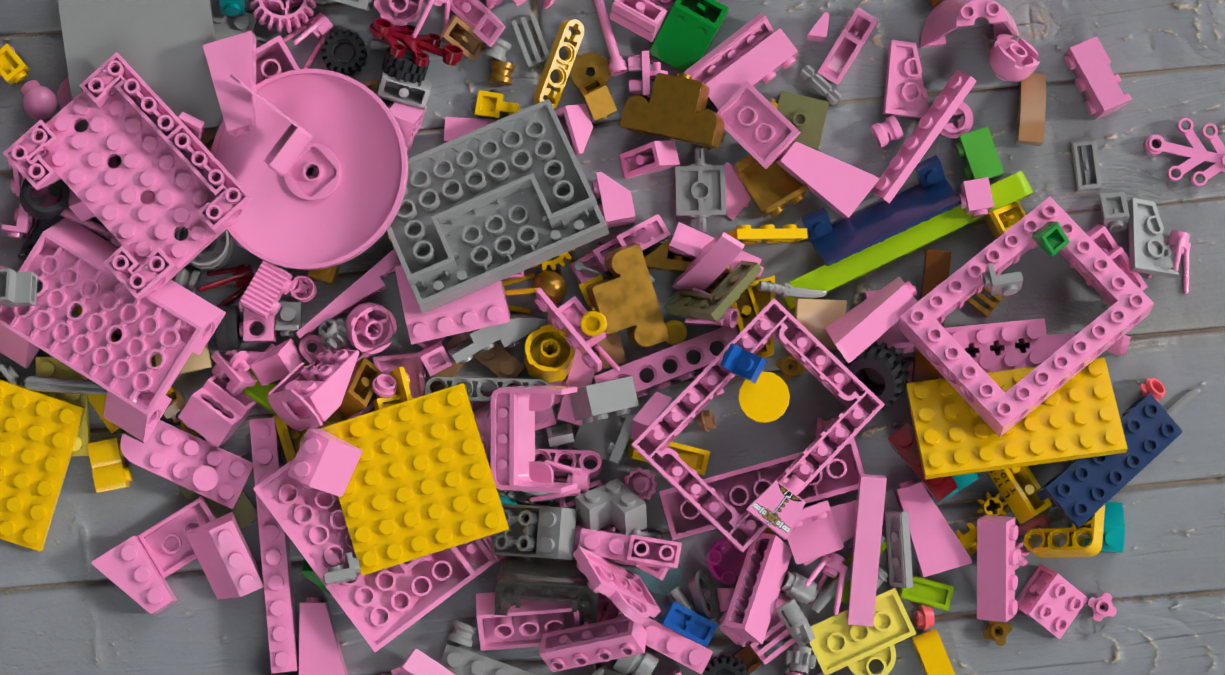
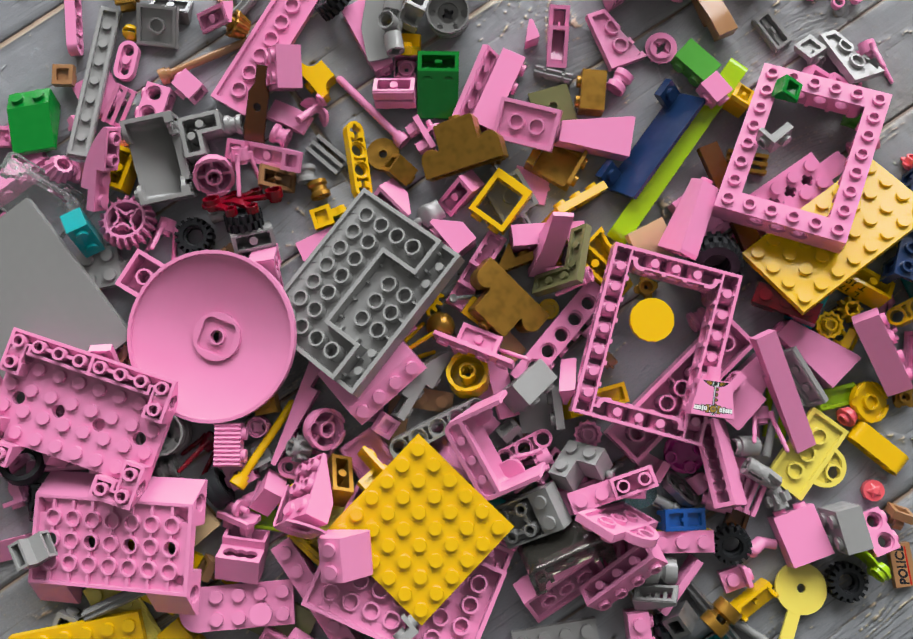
camera: 30 degrees left, 0 degrees up
(236, 57) = (117, 299): bright pink slope -> none
(257, 332) = (240, 479): none -> yellow piece
(289, 145) = (186, 326): bright pink piece -> none
(384, 386) = (358, 467): bright pink plate -> none
(462, 633) = (518, 619): light grey wheel -> none
(593, 323) = (490, 334): yellow tile -> none
(603, 161) = (428, 212): none -> light grey piece
(662, 213) = (513, 185): none -> yellow window
(691, 556) = (659, 466): none -> bright pink panel
(743, 363) = (623, 302): blue bracket -> none
(785, 290) = (616, 232): light grey piece -> none
(849, 126) = (591, 92): none -> pearl gold brick
(923, 136) = (649, 69): bright pink plate -> none
(956, 615) = (869, 401): none -> yellow tile
(960, 511) = (829, 324): none -> yellow piece

